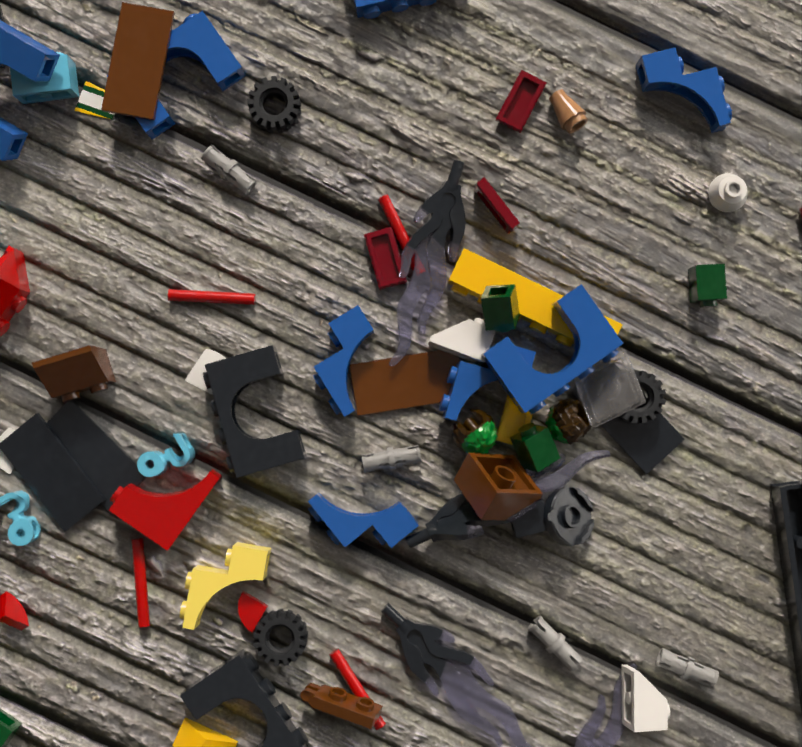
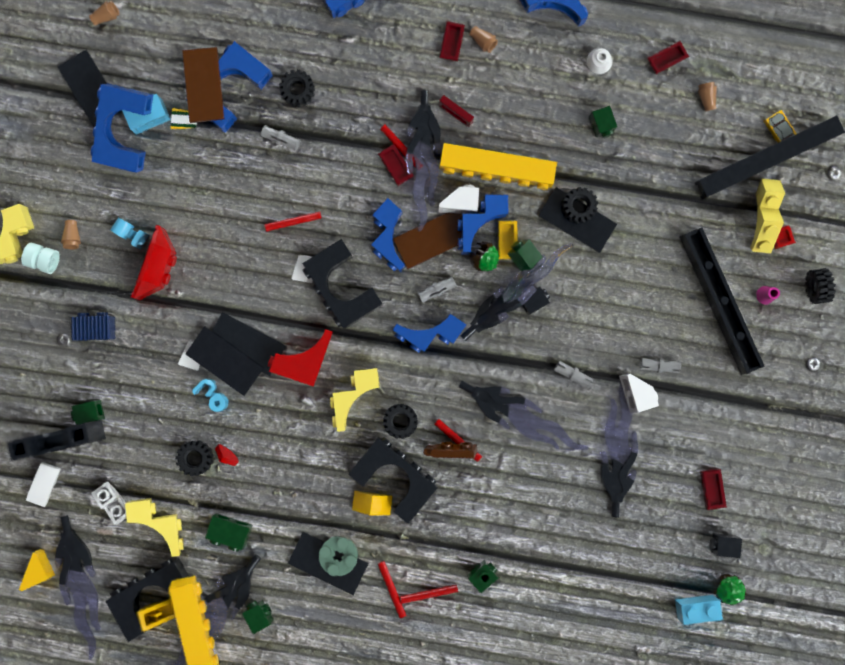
camera: 20 degrees left, 0 degrees up
(75, 372) = (222, 292): reddish brown slope -> none
(140, 582) = (301, 413): red bar -> none
(156, 463) = (289, 336): medium azure leg -> none
(250, 610) = (376, 410): red tile -> none
(496, 485) = (507, 285): reddish brown slope -> none
(500, 308) = (477, 173): dark green brick -> none
(567, 421) = (541, 232): dark brown piece -> none
(568, 516) = (558, 292): black tile -> none
(592, 342) = (541, 176): blue arch -> none
(610, 389) = (560, 204): clear tile -> none

